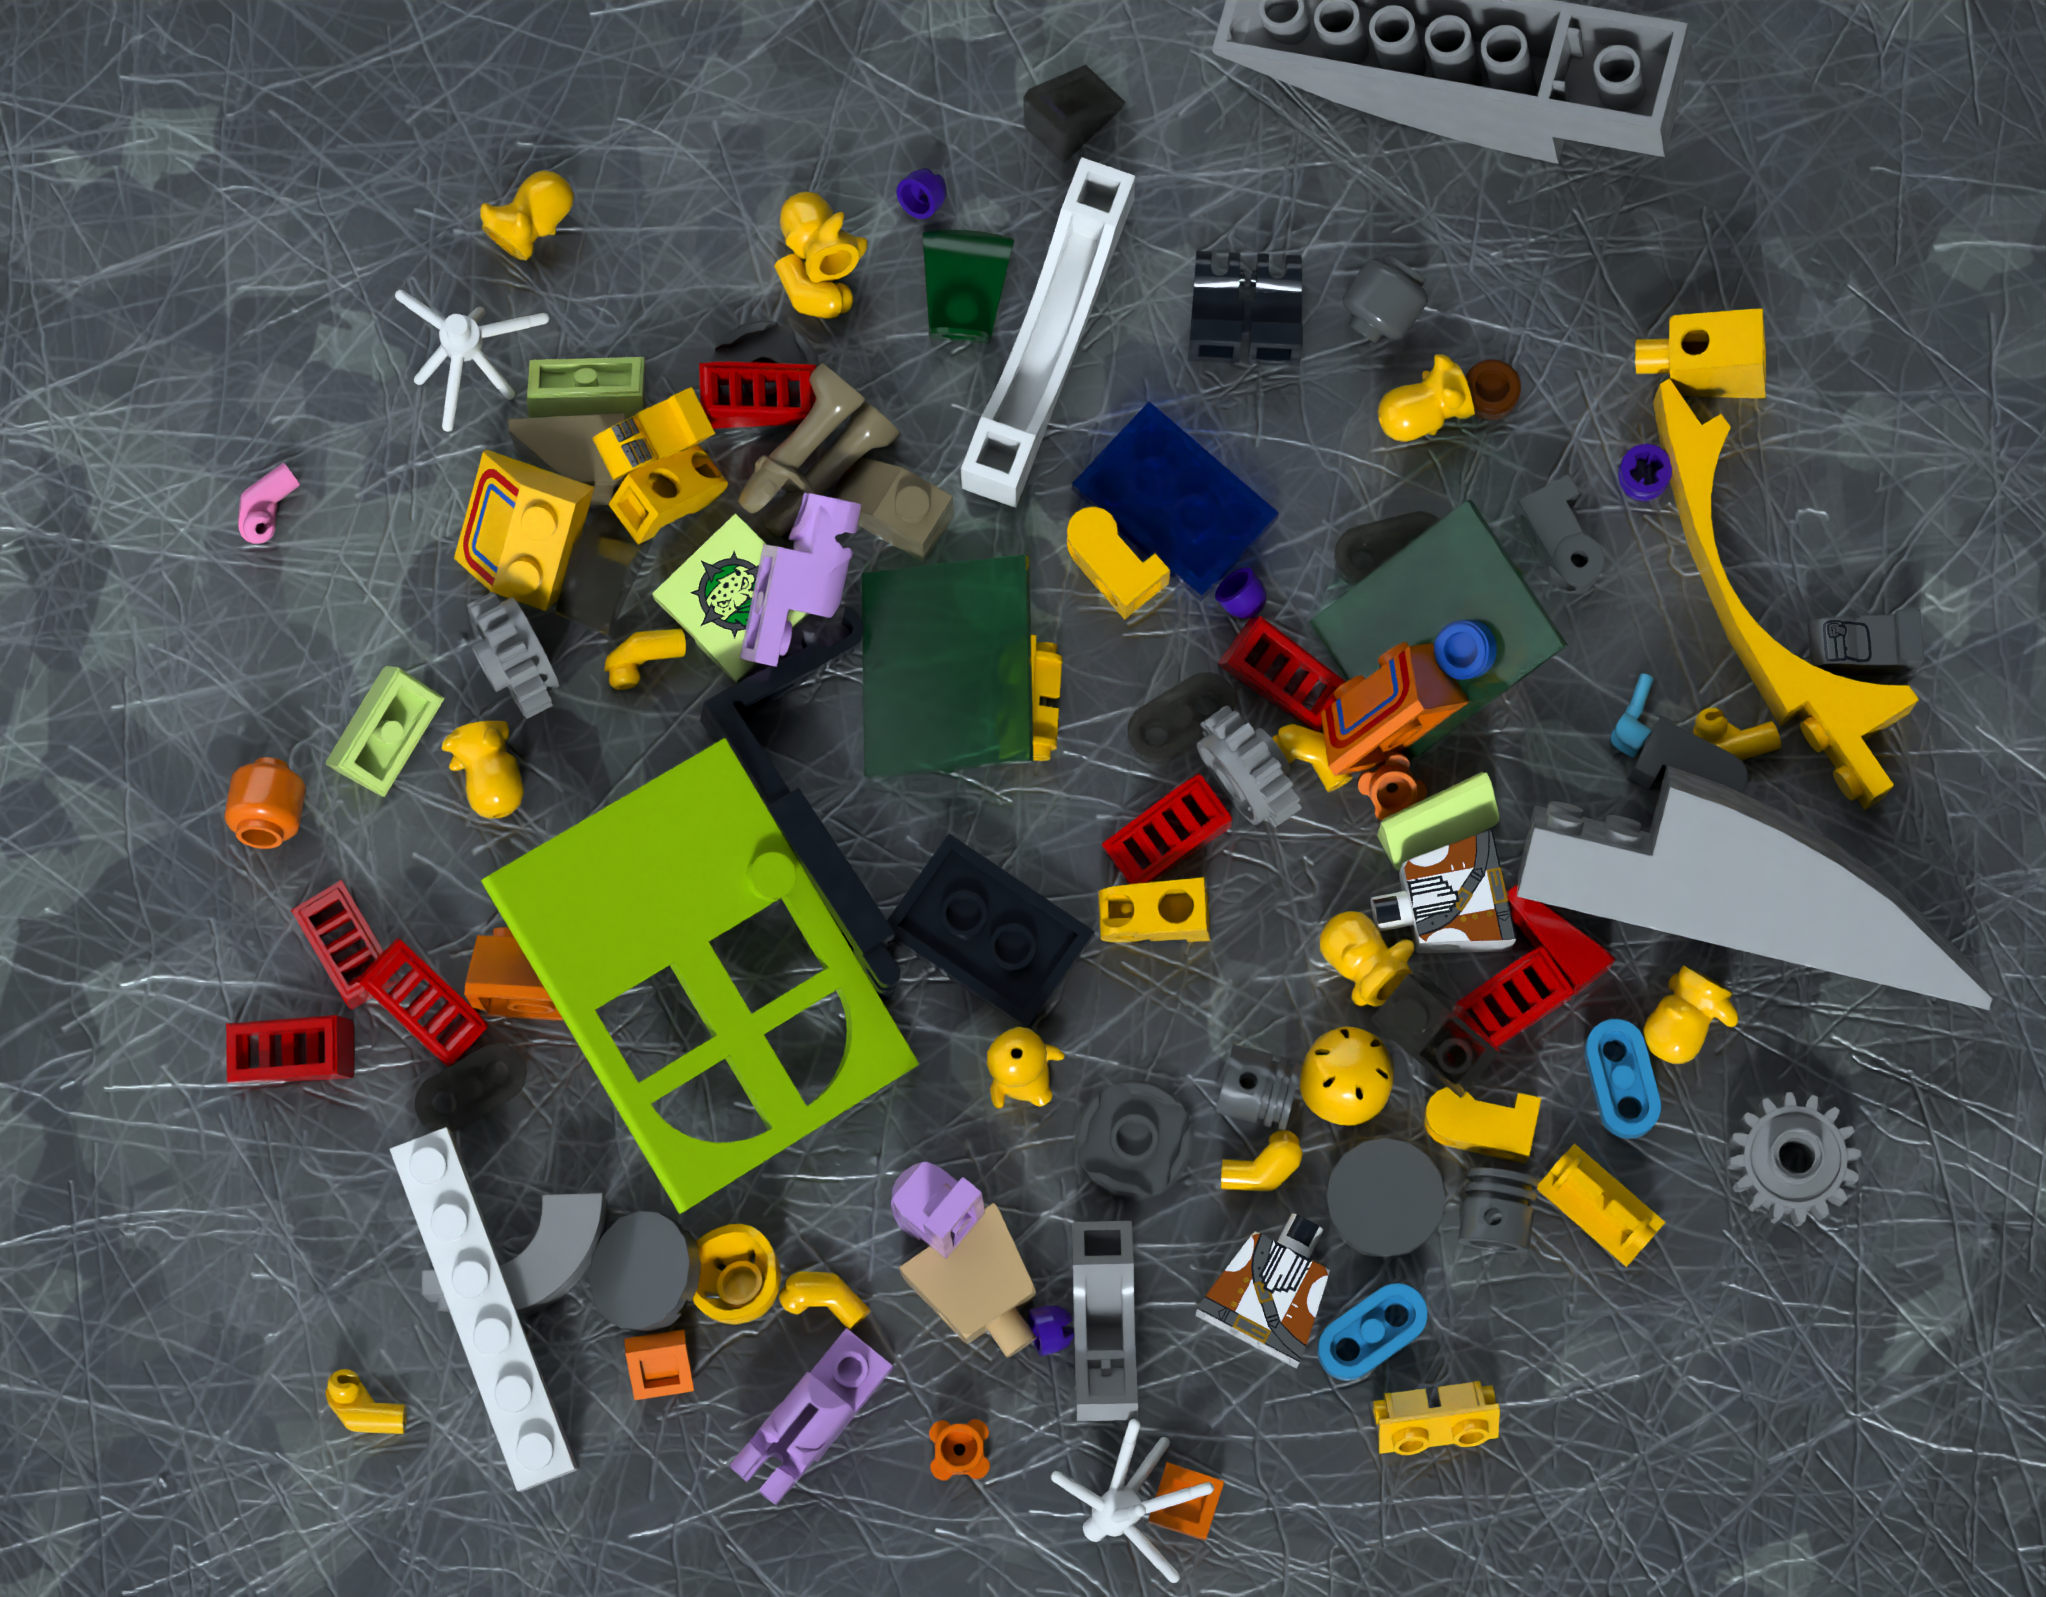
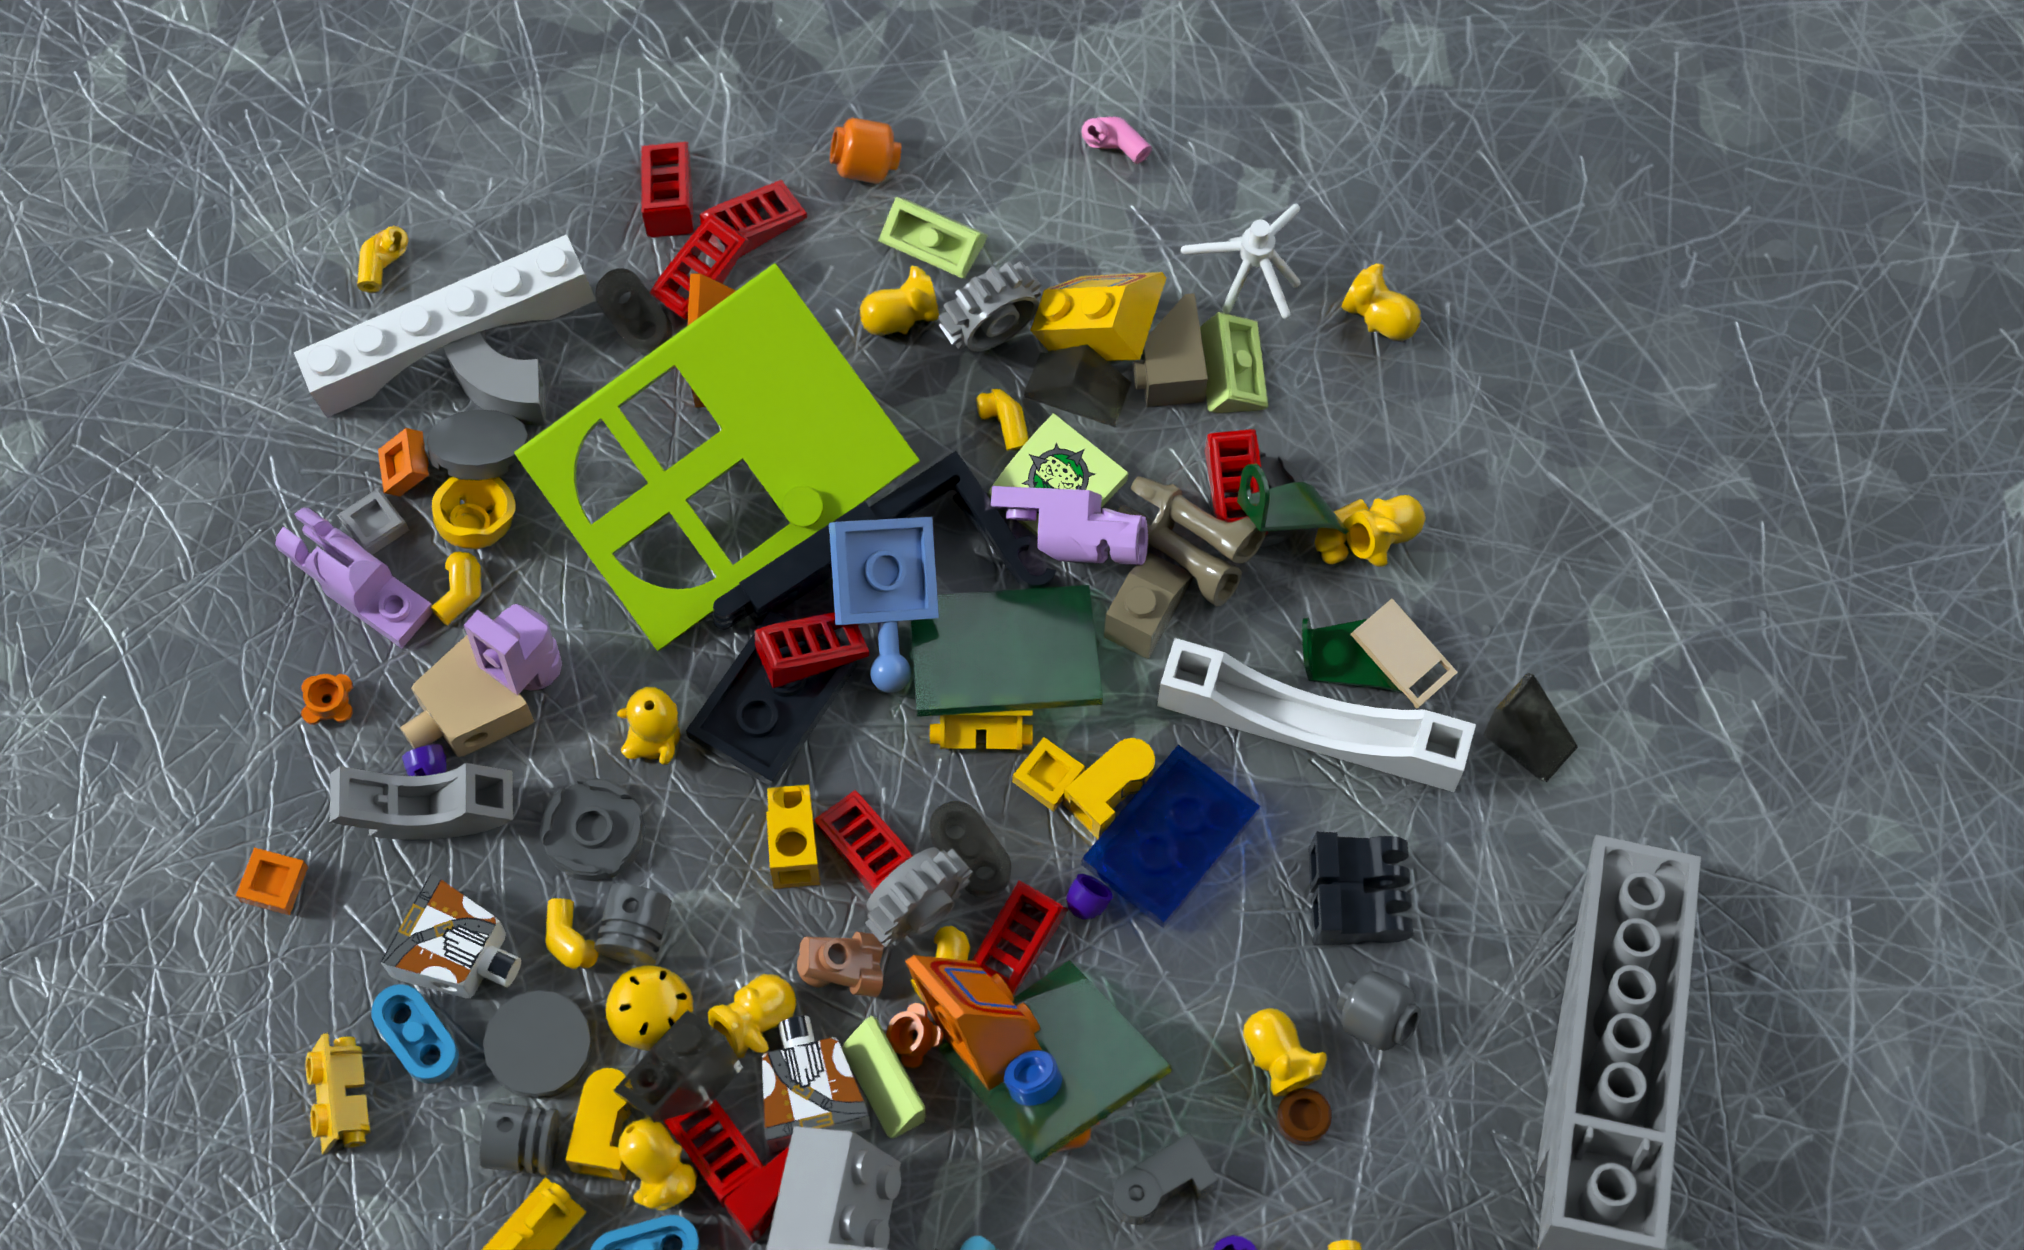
camera: 85 degrees right, 10 degrees down
(654, 434) = (1185, 394): yellow leg -> none
(667, 492) = (1146, 423): yellow leg -> none
(730, 1404) = (373, 522): none -> light grey tile
(799, 335) = (1285, 506): none -> dark green piece
(864, 789) = (884, 576): none -> medium blue plate
(913, 188) = (1438, 613): dark purple hinge -> none
(953, 920) = (799, 666): none -> red slope
(969, 234) = (1401, 650): none -> tan piece
(1096, 628) = (1047, 773): none -> yellow plate
(1121, 1506) = (264, 823): white plant -> none
(1309, 859) = (843, 962): none -> nougat plate
(1380, 540) = (1150, 1017): clear smoke plate -> none
(1536, 1057) = (655, 1159): none -> yellow animal

